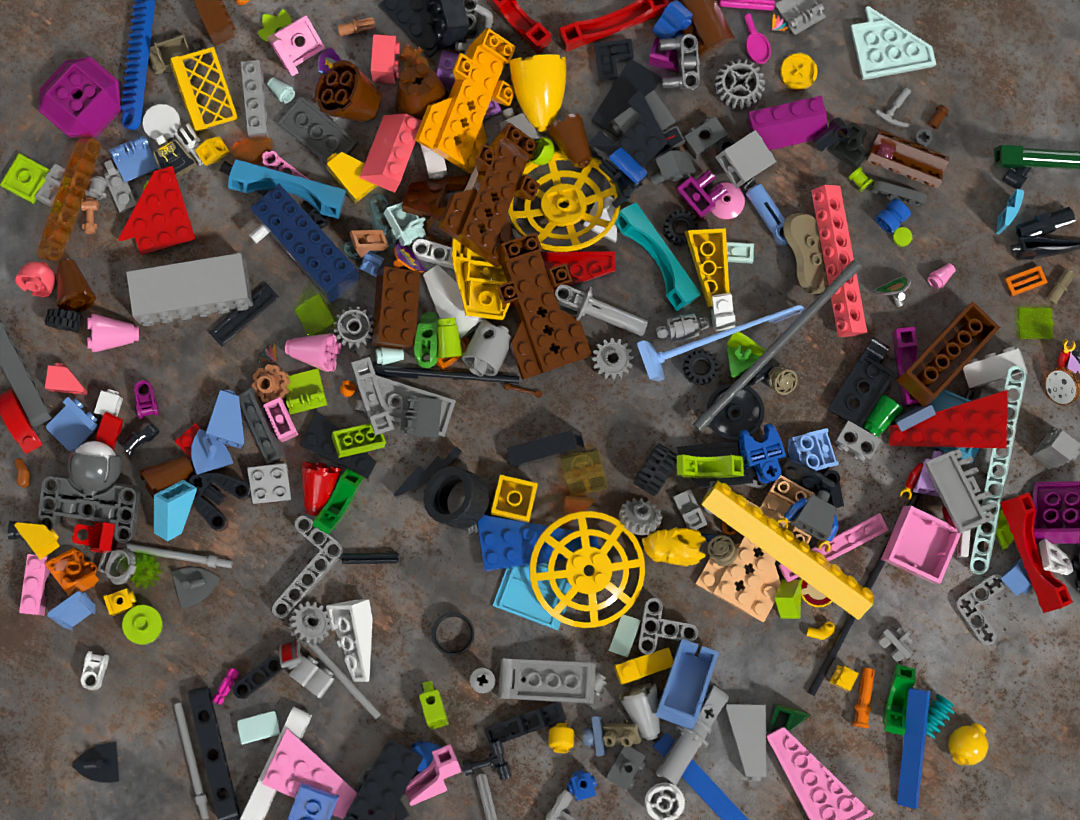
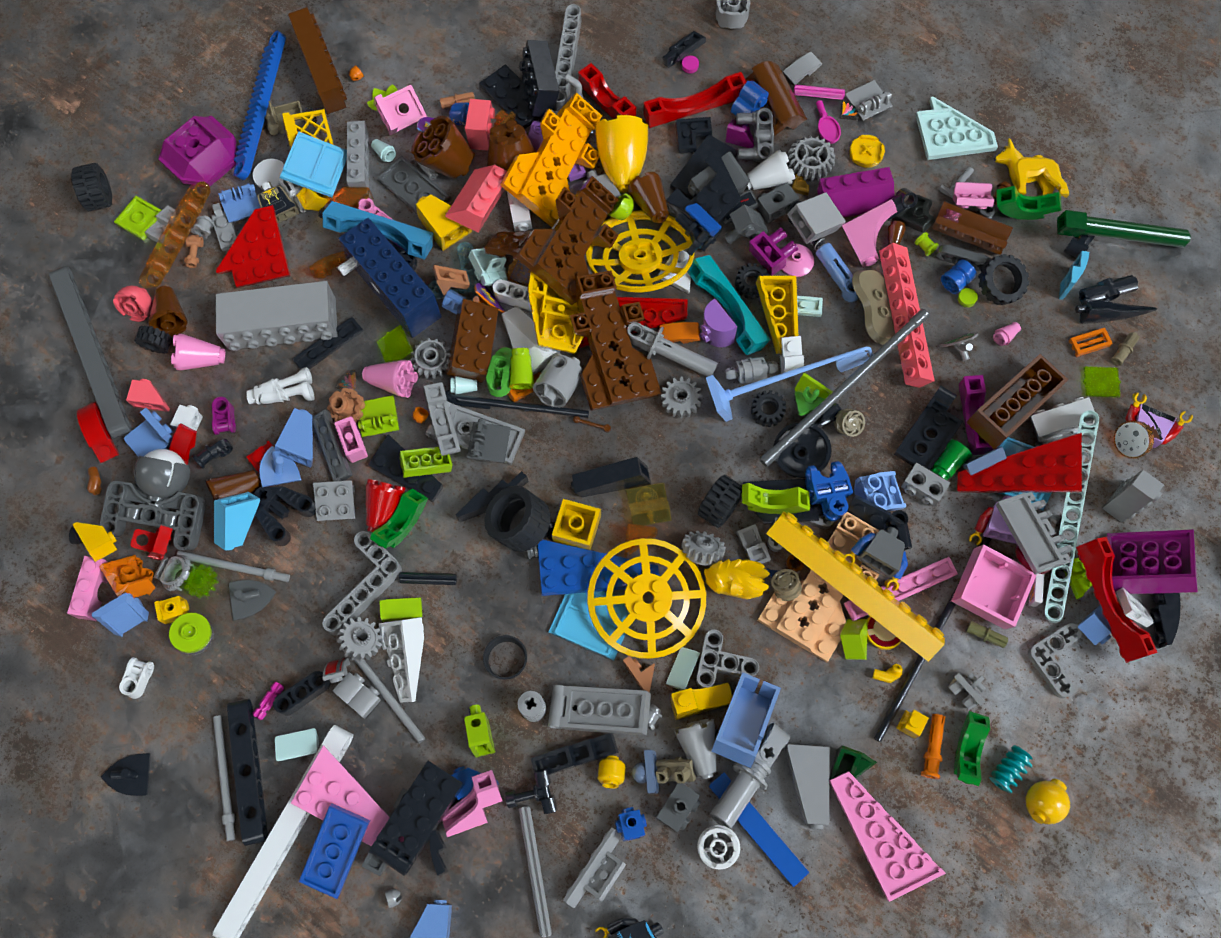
camera: 10 degrees right, 10 degrees down
(194, 370) = (273, 391): none -> white piece
(211, 115) = (314, 164): none -> medium azure piece
(230, 231) = (323, 267): none -> clear orange slope
(346, 590) = (400, 609): none -> lime slope
(361, 44) = (458, 113): none -> blue head
(588, 648) = (643, 678): none -> nougat slope
(609, 287) = (681, 331): none -> orange slope
(646, 282) = (717, 326): none -> medium lavender brick
(697, 104) = (771, 172): none -> white cone
(728, 115) = (800, 185): none -> pearl gold tile
(795, 171) = (864, 229): none -> bright pink arch
(828, 169) = (895, 232): none -> reddish brown cone
(909, 124) = (973, 194): none -> bright pink bracket
(913, 748) = (989, 802): blue tile -> none
(916, 588) = (987, 634): none -> olive axle
(956, 215) = (1018, 272): none -> black tyre
(964, 133) = (1026, 207): none -> green arch
(969, 89) = (1032, 169): none -> yellow animal

